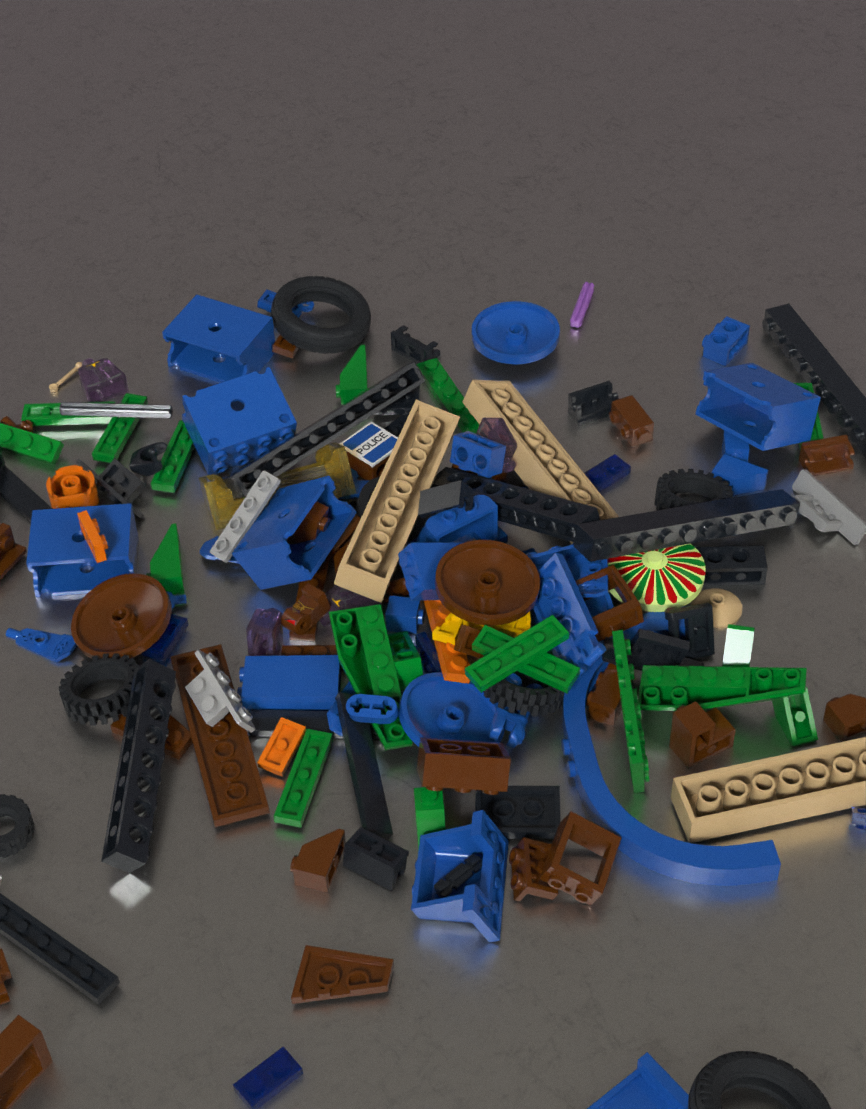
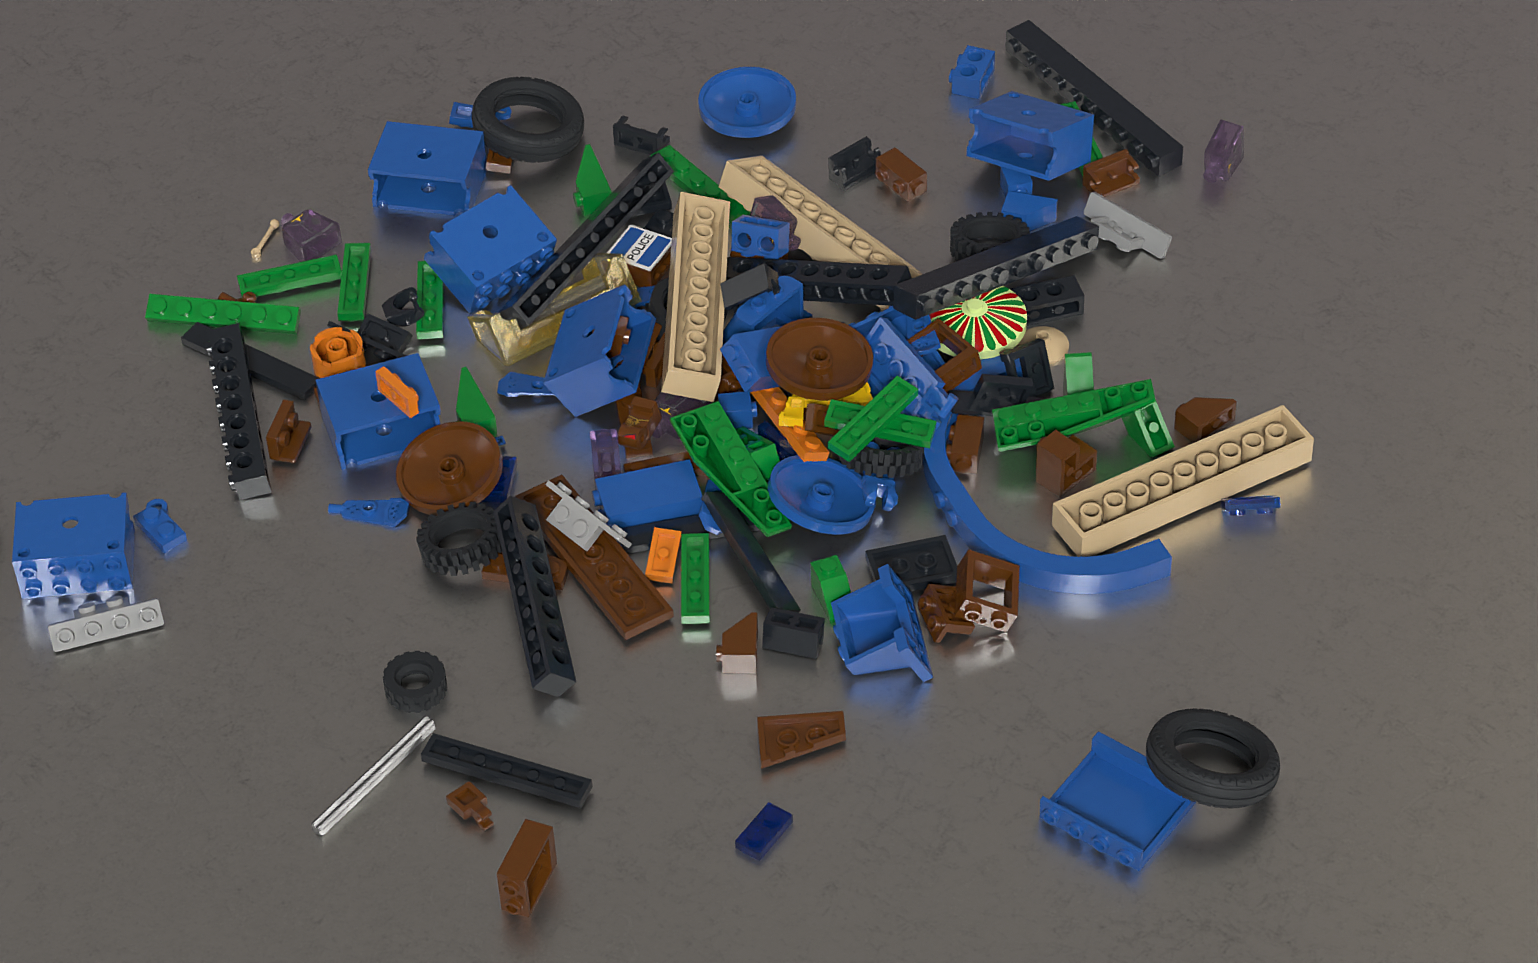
camera: 15 degrees left, 0 degrees up
(116, 410) = (345, 263): axle -> none
(245, 516) = (541, 344): light grey bracket -> none
(372, 709) = (745, 499): blue beam -> none
(458, 876) = (877, 630): black axle -> none
(463, 765) = (853, 531): reddish brown brick -> none
(582, 305) = (805, 58): medium lavender axle -> none
(608, 472) = (894, 231): clear blue plate -> none
(631, 713) = (996, 454): green wing -> none

